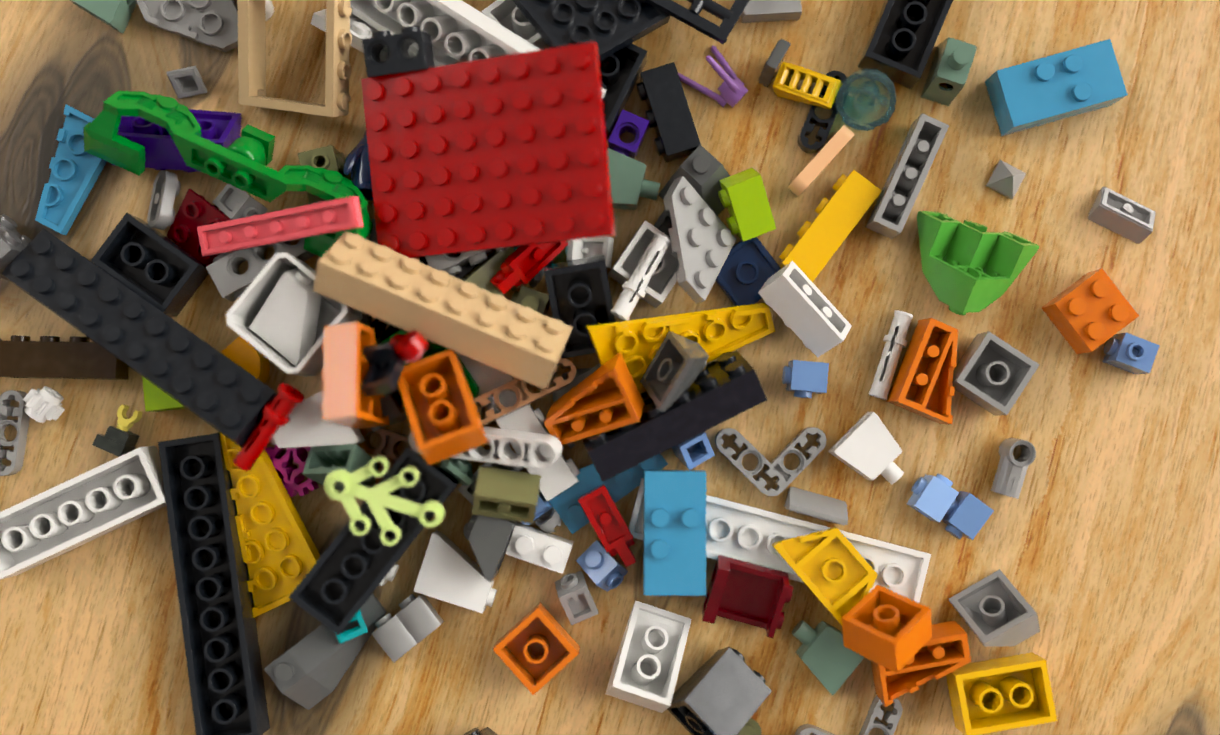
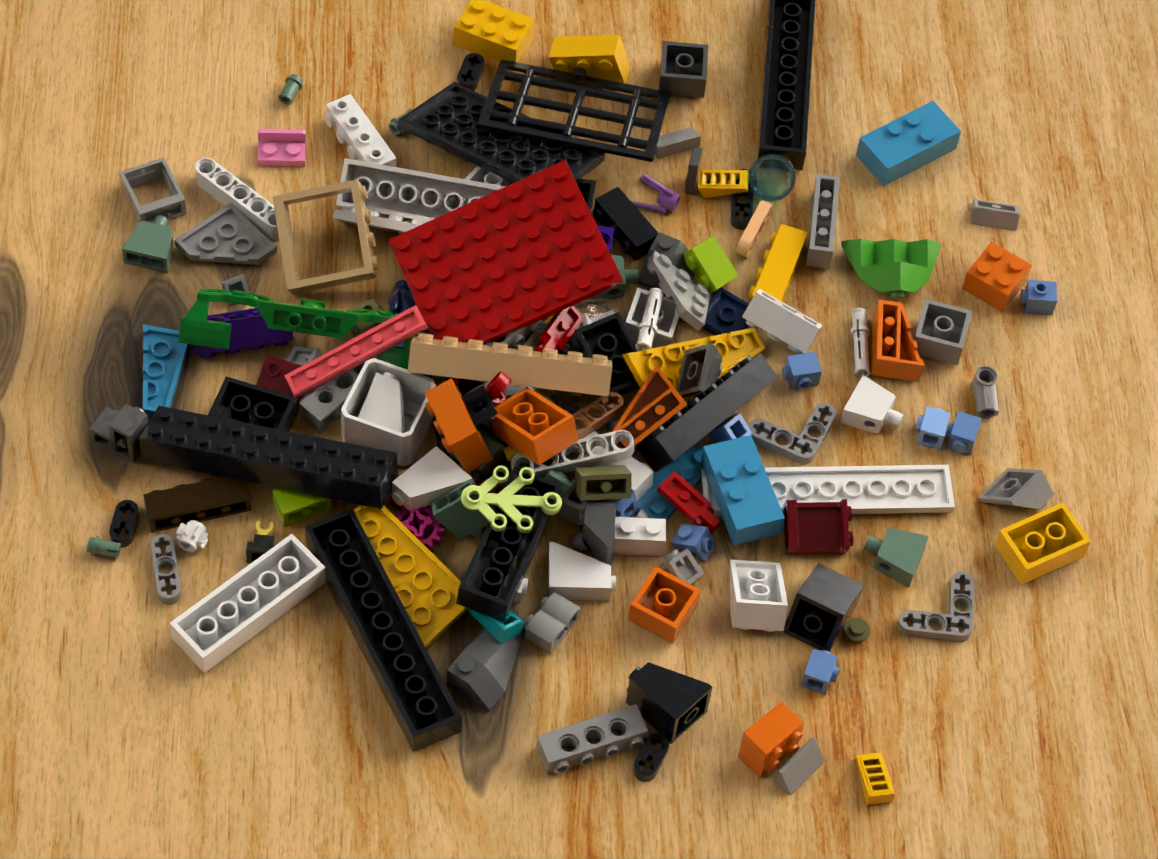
camera: 25 degrees left, 30 degrees down
(164, 191) = (243, 366): light grey plate -> none
(274, 416) = (402, 470): red pin -> none
(398, 47) = (409, 209): black brick -> none
(817, 506) = (831, 459): light grey slope -> none
(829, 568) = (875, 490): yellow wing -> none
(887, 628) = (932, 504): orange brick -> none
(939, 656) = (964, 534): orange wedge -> none
(949, 66) = (825, 139): sand green torso -> none
(1006, 179) = (898, 211): light grey slope -> none

